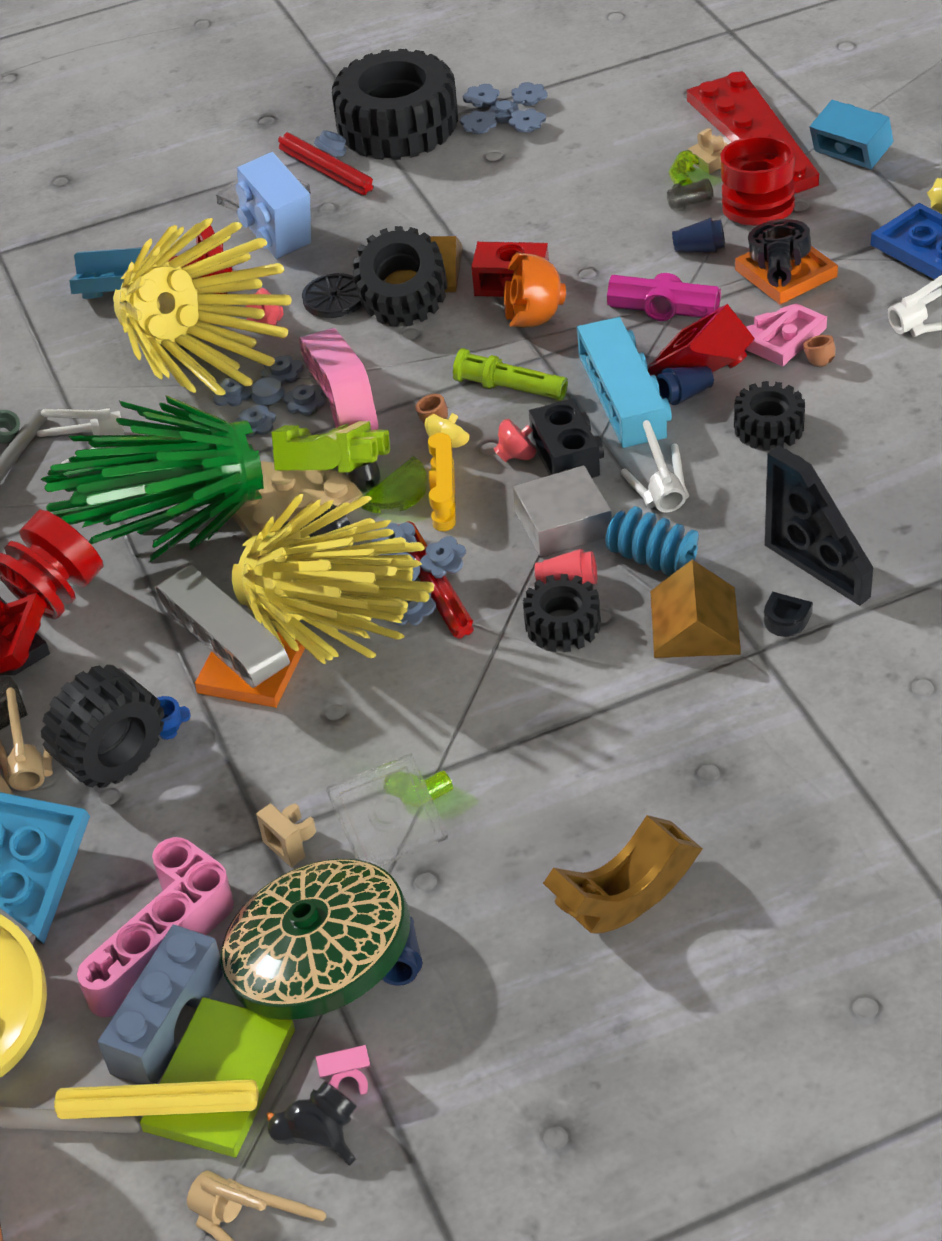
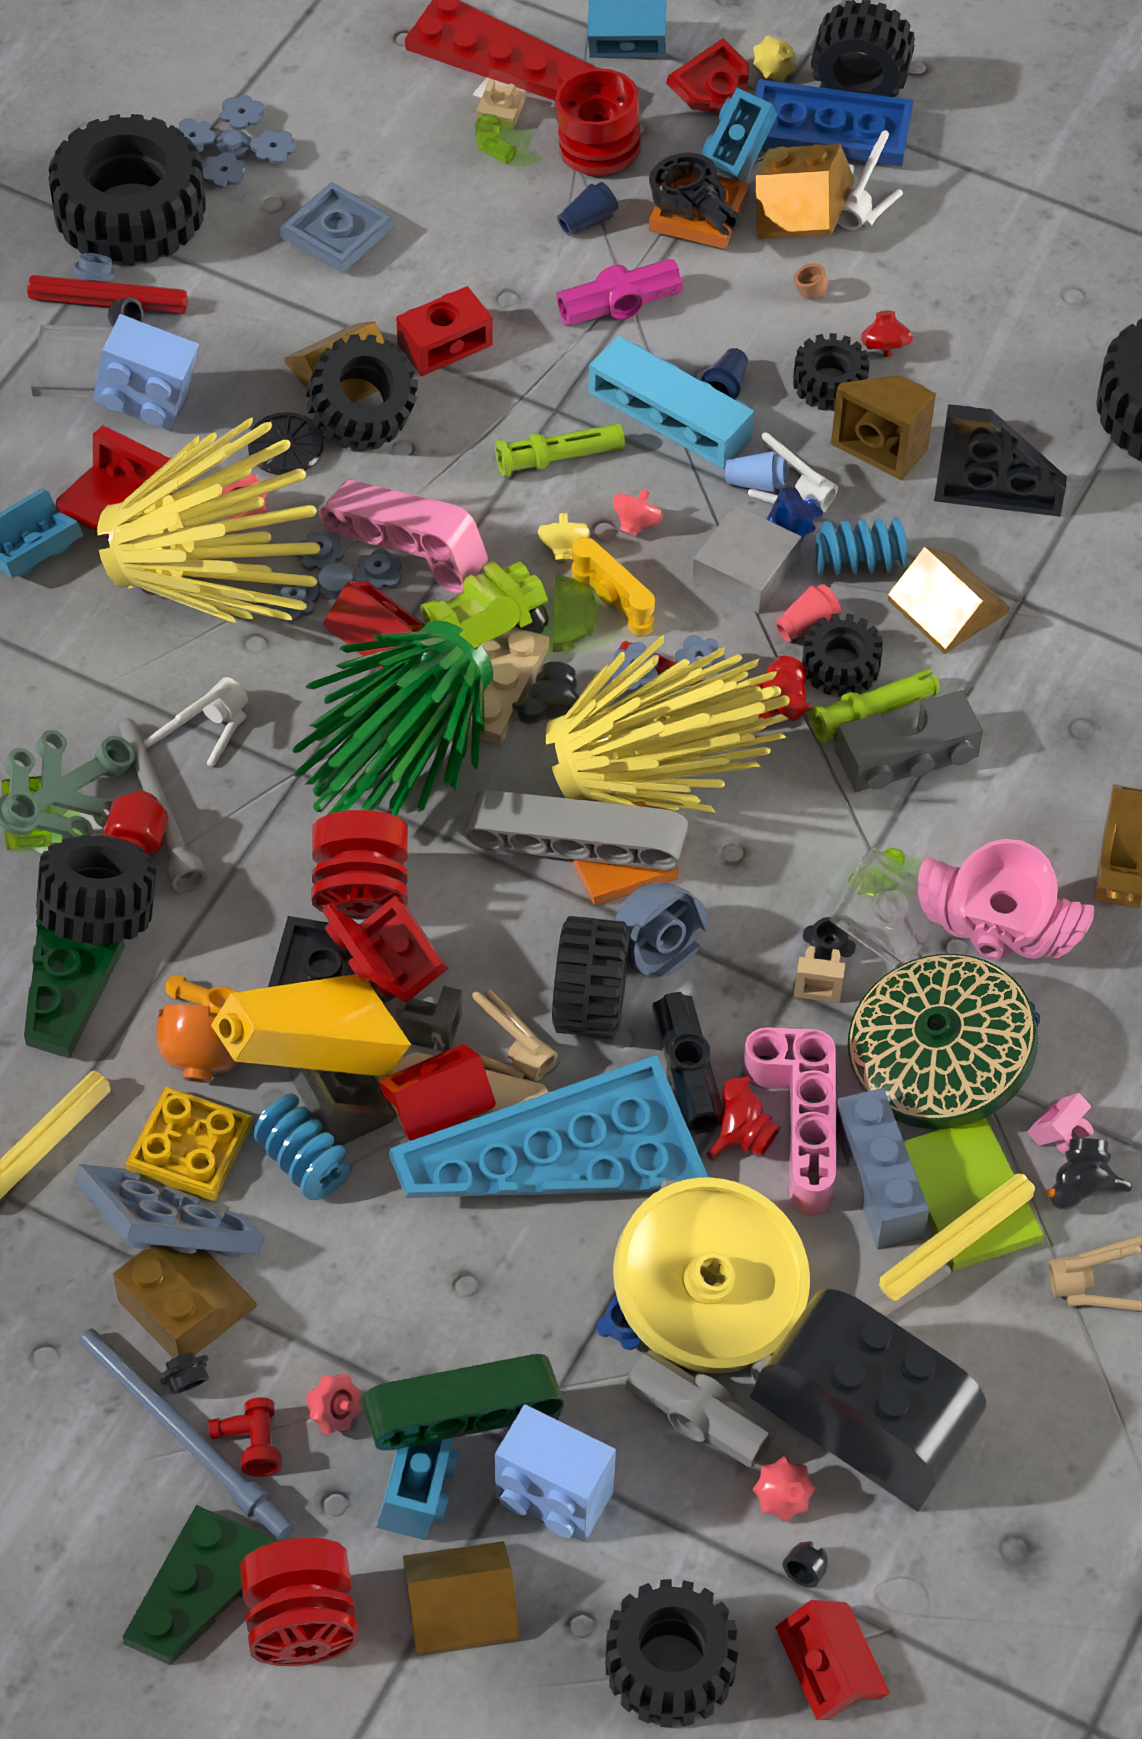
camera: 45 degrees left, 10 degrees up
(109, 902) = (743, 1121): none -> red animal
(119, 837) = (681, 1041): none -> black piece
(200, 726) = (662, 927): none -> sand blue cylinder
(263, 412) = (366, 612): none -> red panel
(323, 813) = (826, 930): none -> black plate
(326, 174) = (126, 306): none -> black hinge
(431, 405) = (533, 514): nougat hinge -> none
(489, 611) = (791, 680): none -> red animal
(490, 826) = (1008, 879): none -> bright pink piece
(513, 181) = (336, 227): none -> sand blue plate
(529, 658) = (885, 699): none -> lime pin
(533, 292) = (501, 348): orange cylinder -> none
(565, 438) = (684, 489): black brick -> none
(572, 713) = (878, 756): none -> dark grey arch
(629, 496) = (794, 513): none -> clear blue tile
(634, 457) = (758, 472): none -> light blue cone
(682, 196) = (524, 170): clear smoke pin -> none
(711, 342) = (707, 325): red slope -> none
(746, 445) = (884, 422): none -> pearl gold slope
(783, 332) = (758, 282): bright pink wing -> none
(786, 614) = (1015, 556): black tile -> none
(840, 407) = (886, 333): none -> red piece
(853, 226) = (739, 134): none -> dark azure brick
(869, 281) = (801, 191): none -> pearl gold slope
(884, 191) = (710, 77): none -> red plate

